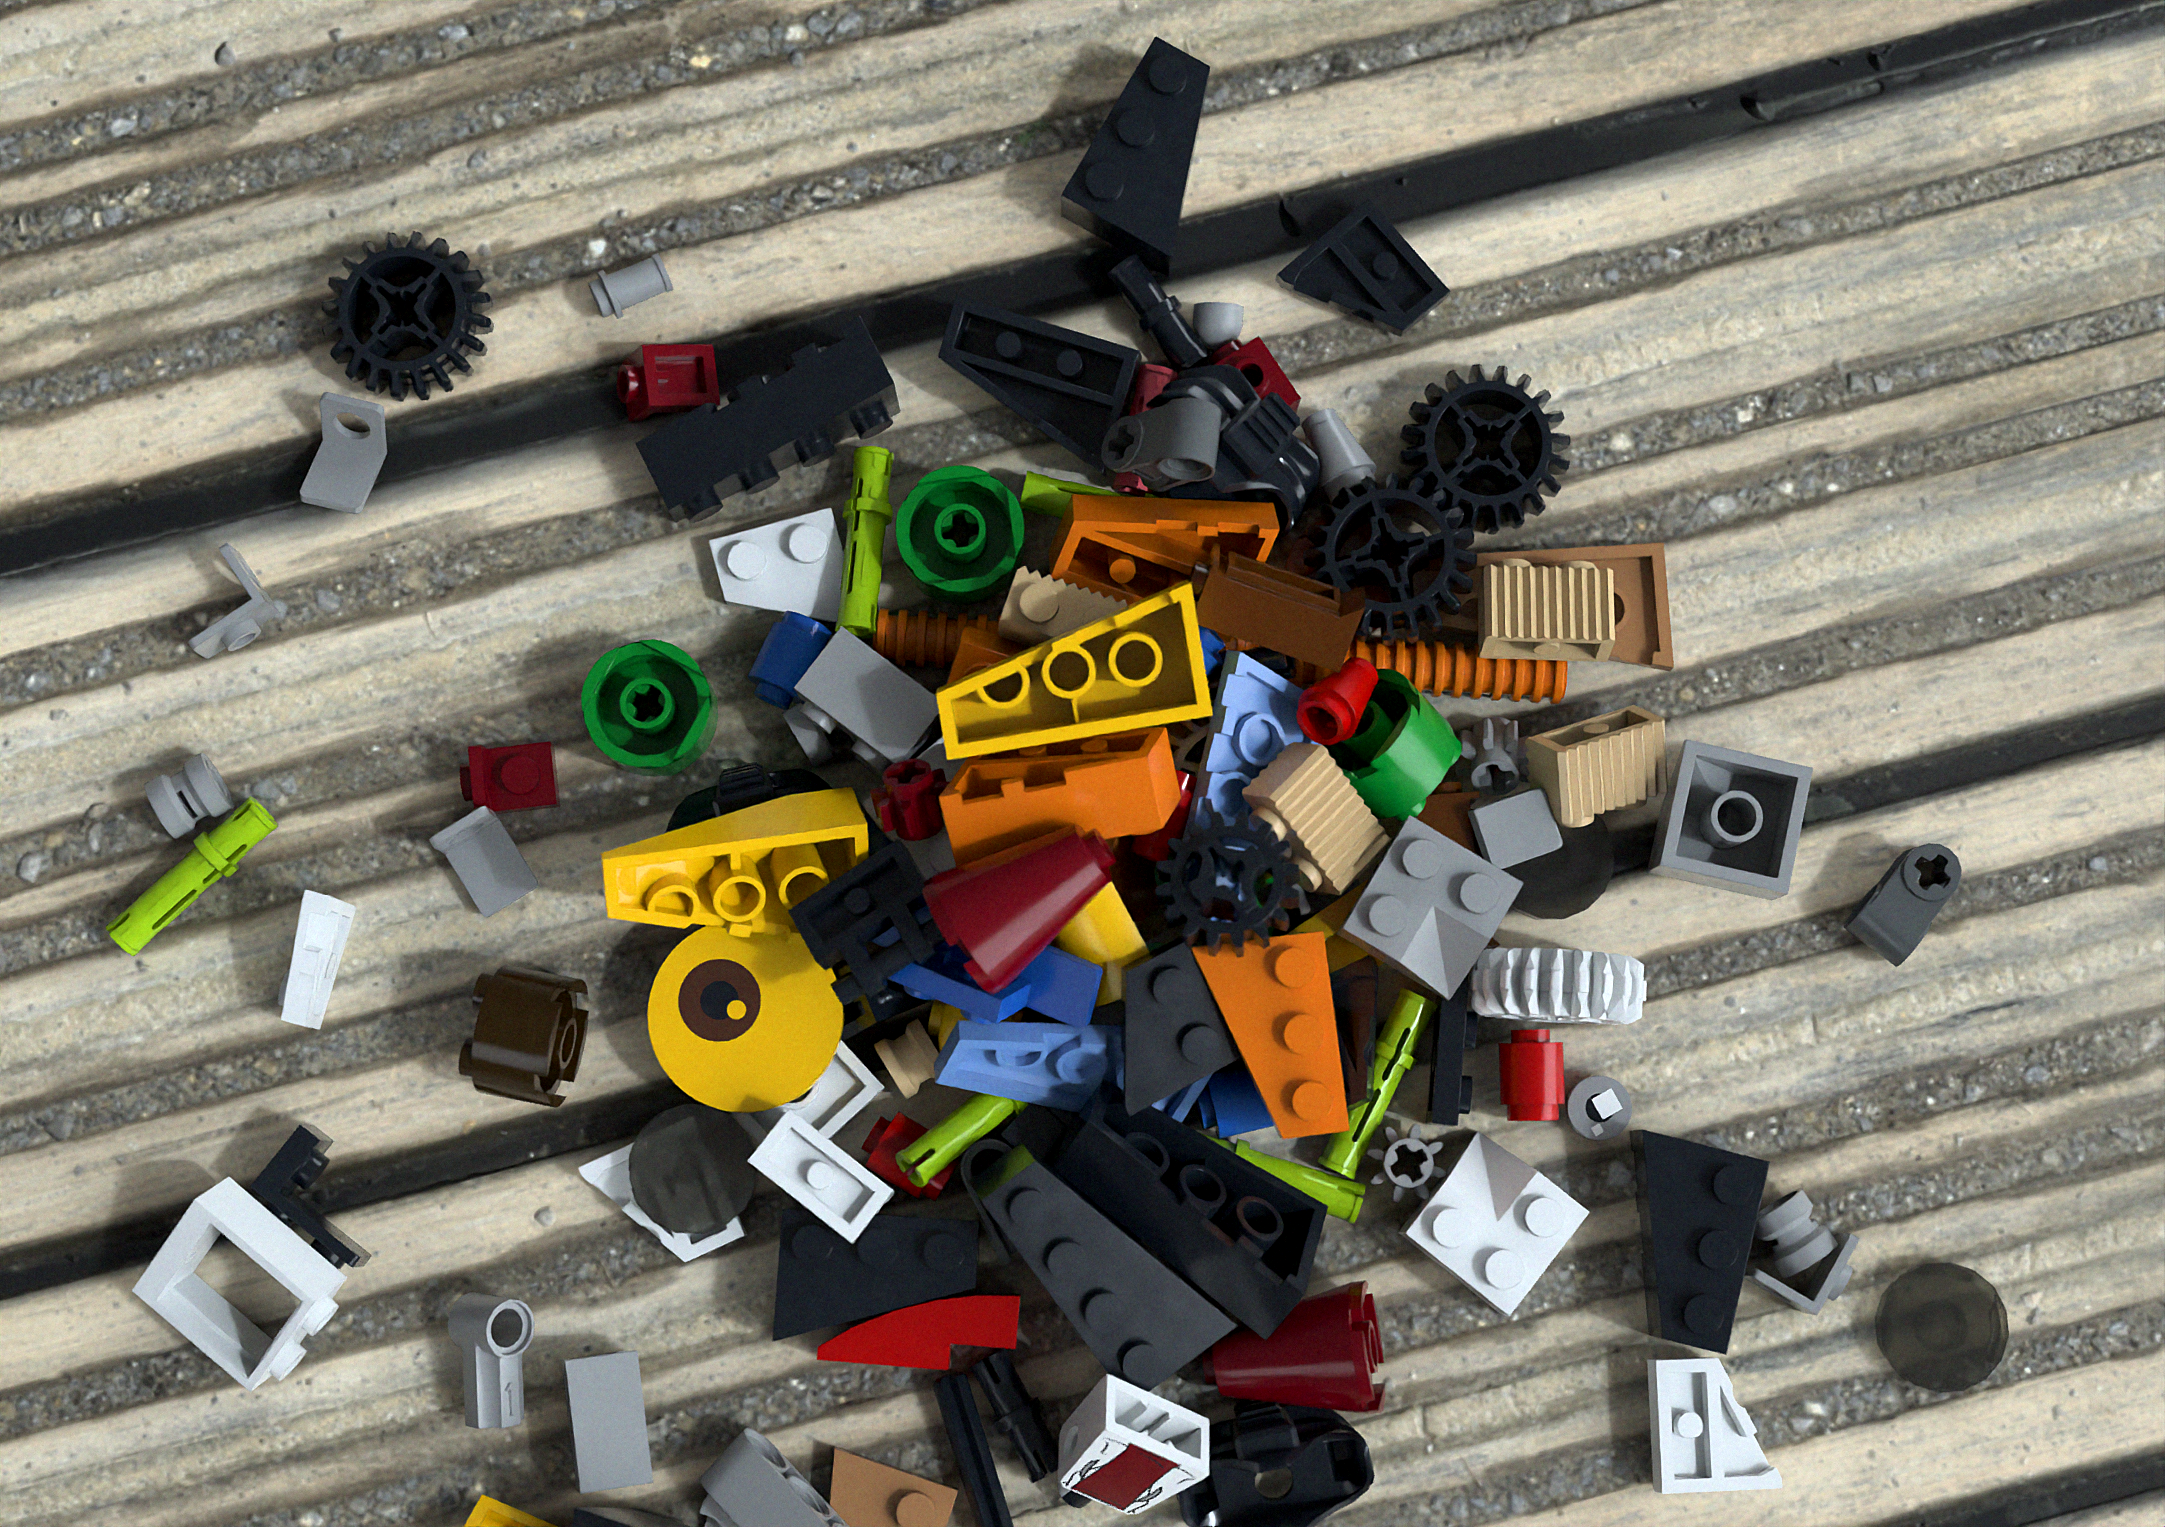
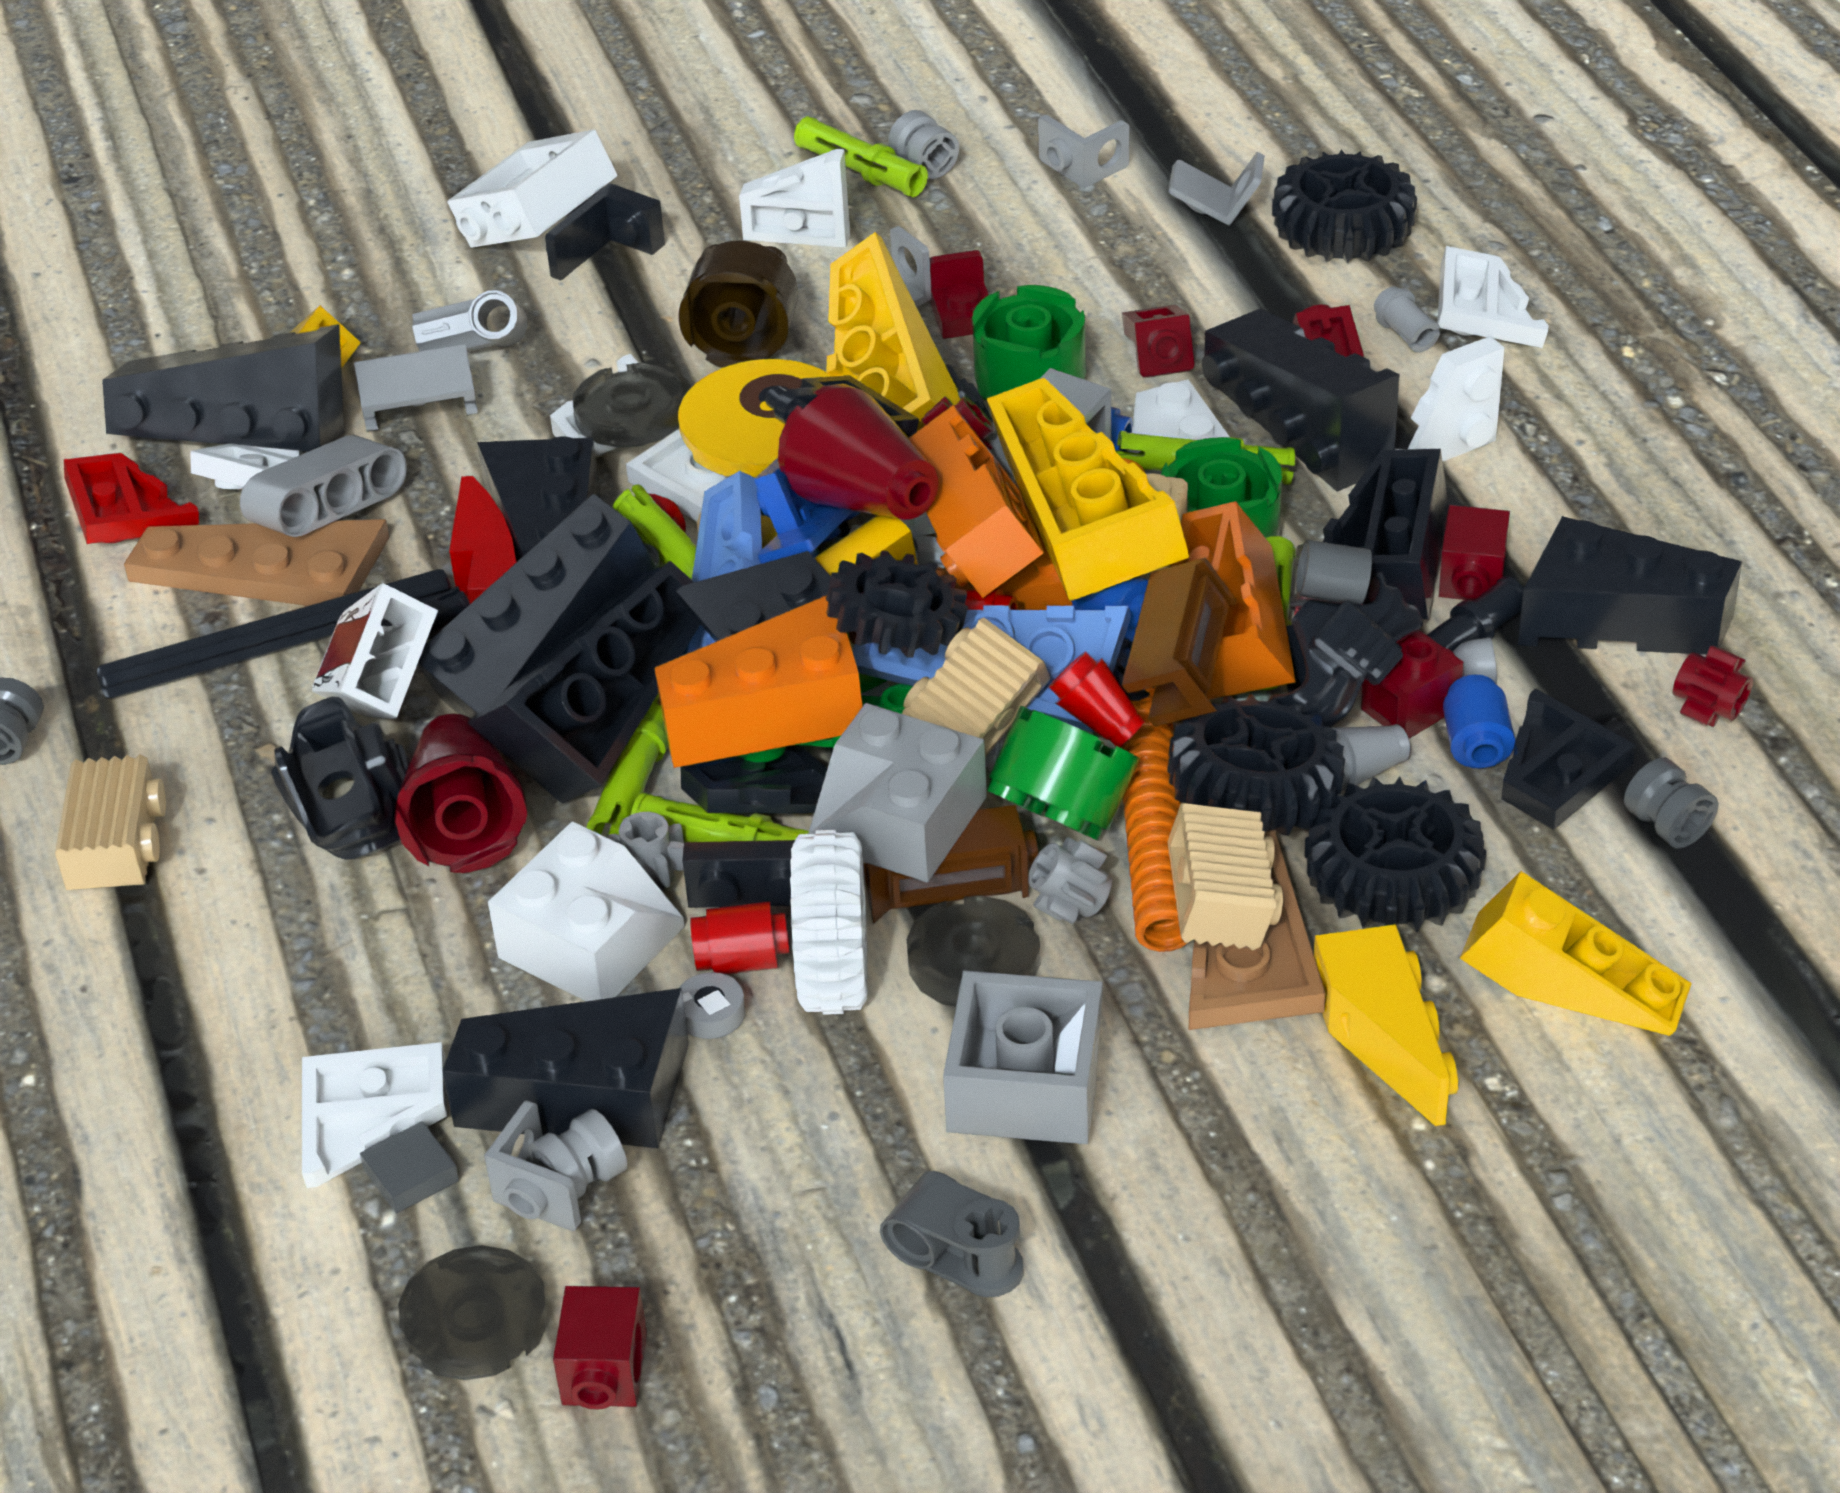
camera: 90 degrees right, 40 degrees down
(605, 197) = (1484, 300): none -> white wing
(621, 562) = (1160, 339): none -> dark red bracket
(820, 1176) = (626, 445): white panel -> none
(842, 256) = (1461, 401): none -> white wing
(1061, 290) = (1472, 551): none -> dark red brick
(1293, 107) = (1712, 686): none -> dark red gear
(1313, 337) = (1478, 722): none -> blue brick
(1444, 183) = (1677, 808): none -> dark grey wheel
(1516, 828) = (989, 873): light grey slope -> none
(1600, 764) = (1067, 928): tan brick -> none
(1637, 318) = (1569, 960): none -> yellow slope
(1677, 498) = (1381, 1017): none -> yellow slope
(1772, 1389) = (409, 1167): none -> dark grey tile
(2008, 1213) = (600, 1346): none -> dark red brick

